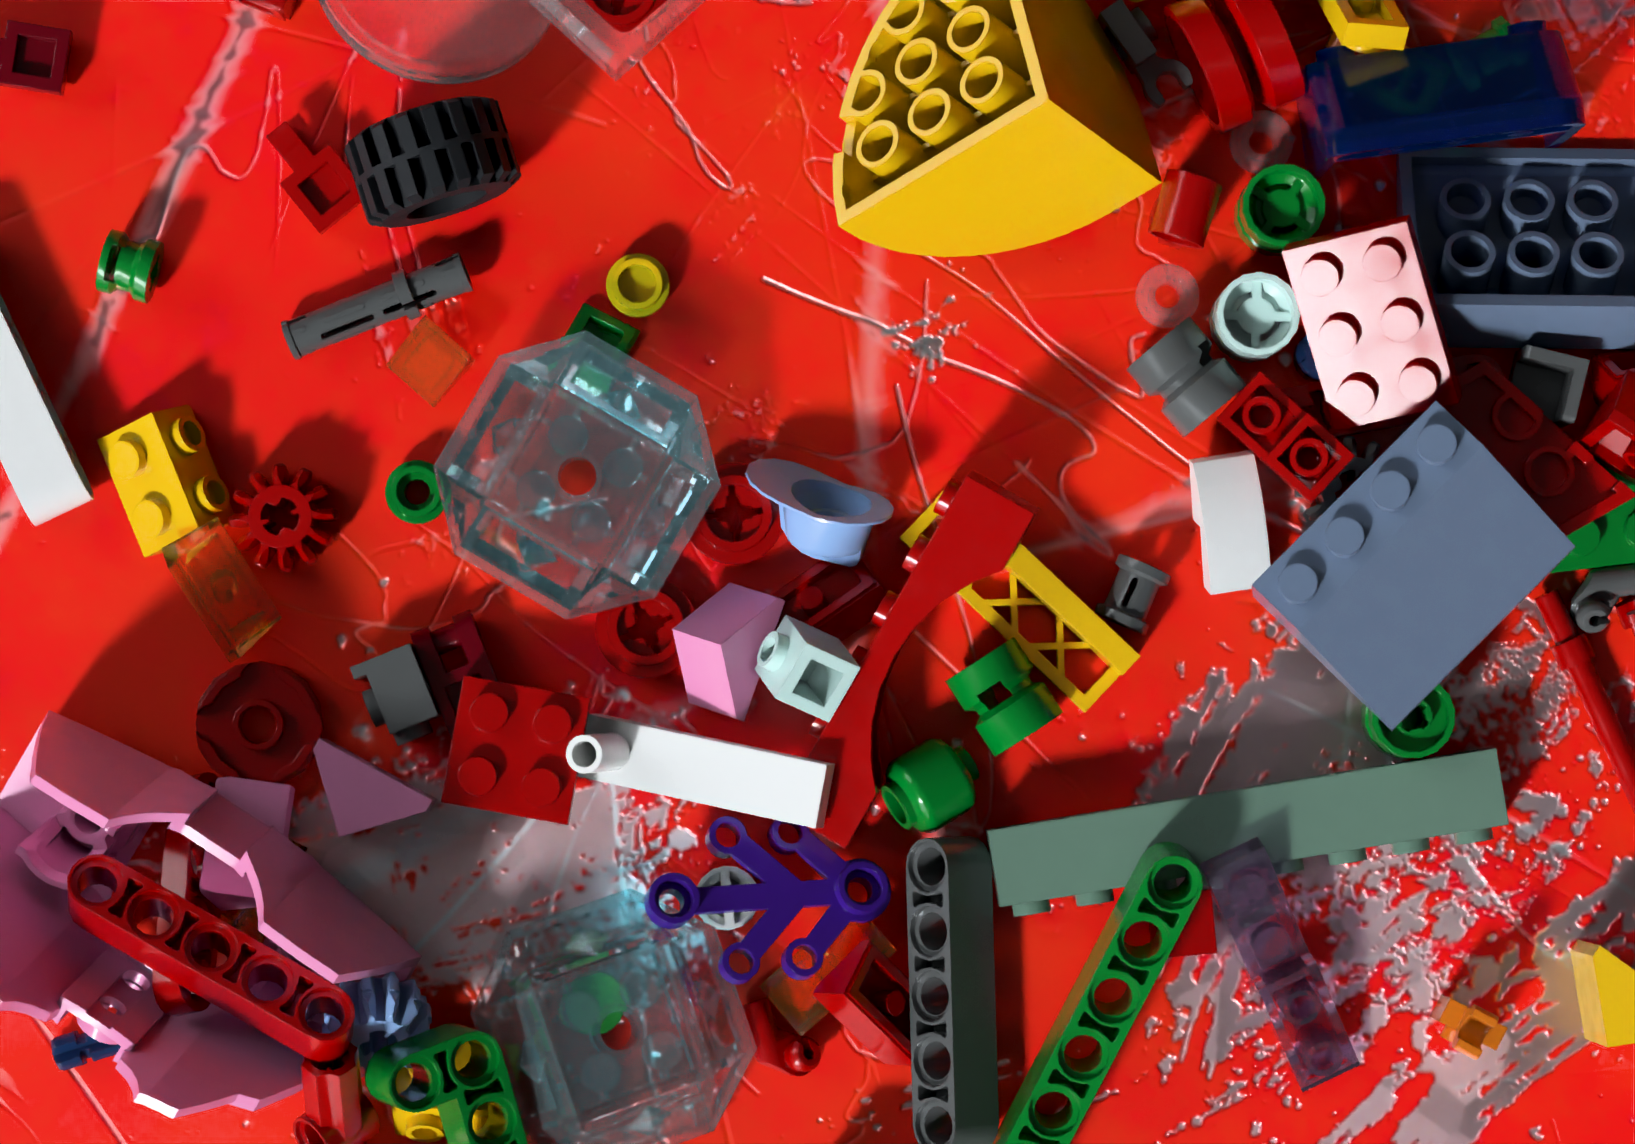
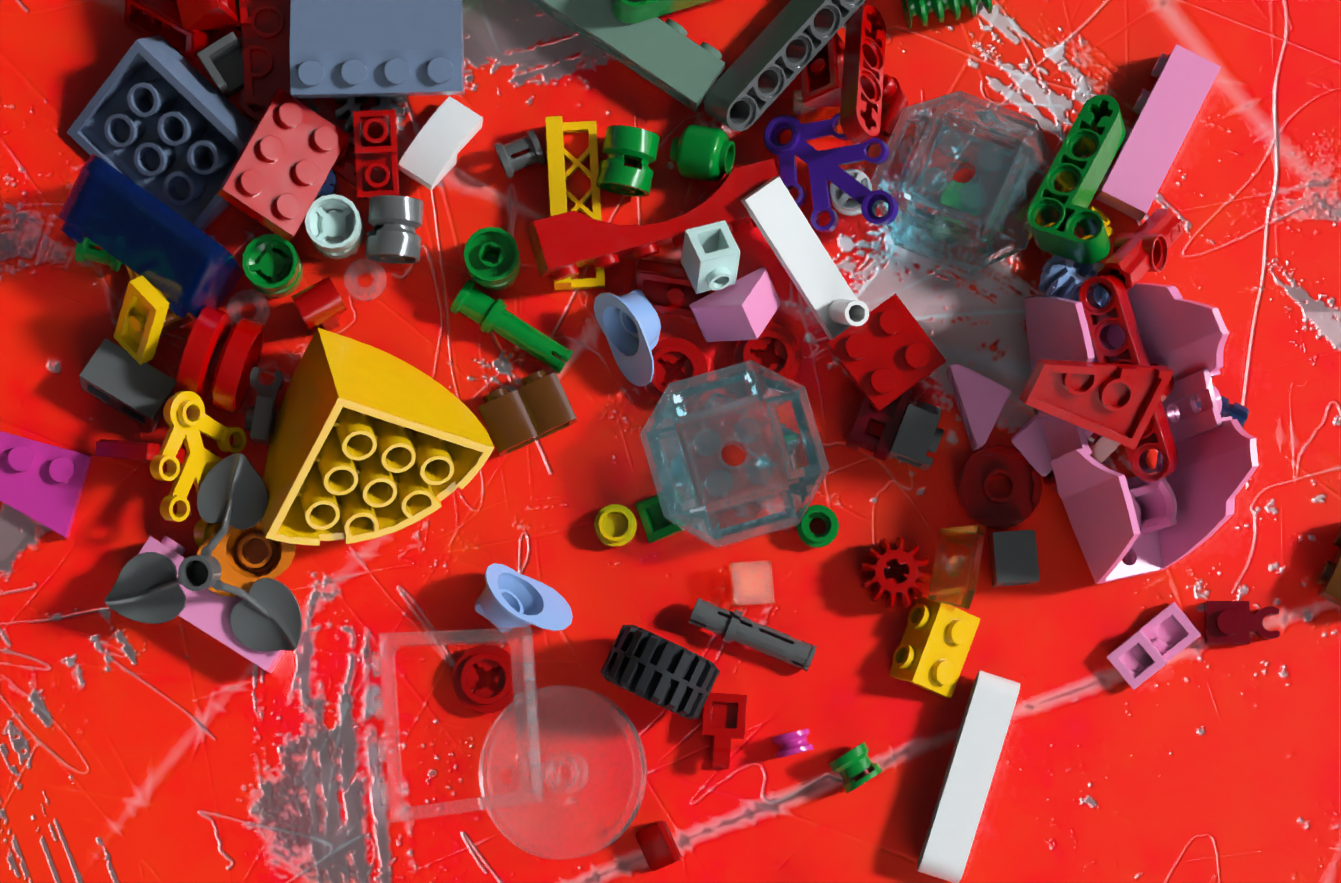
camera: 140 degrees left, 5 degrees down
(166, 655) = (1013, 558): none -> dark grey panel
(214, 891) = (1098, 396): none -> red wing
(222, 228) = (792, 743): none -> dark pink bush
(658, 104) = (520, 601): none -> light blue piece
(794, 984) = (863, 75): none -> red beam
(849, 314) = (526, 413): none -> reddish brown brick
(987, 387) = (494, 317): none -> green pin
(1048, 444) = (492, 258): none -> green wheel

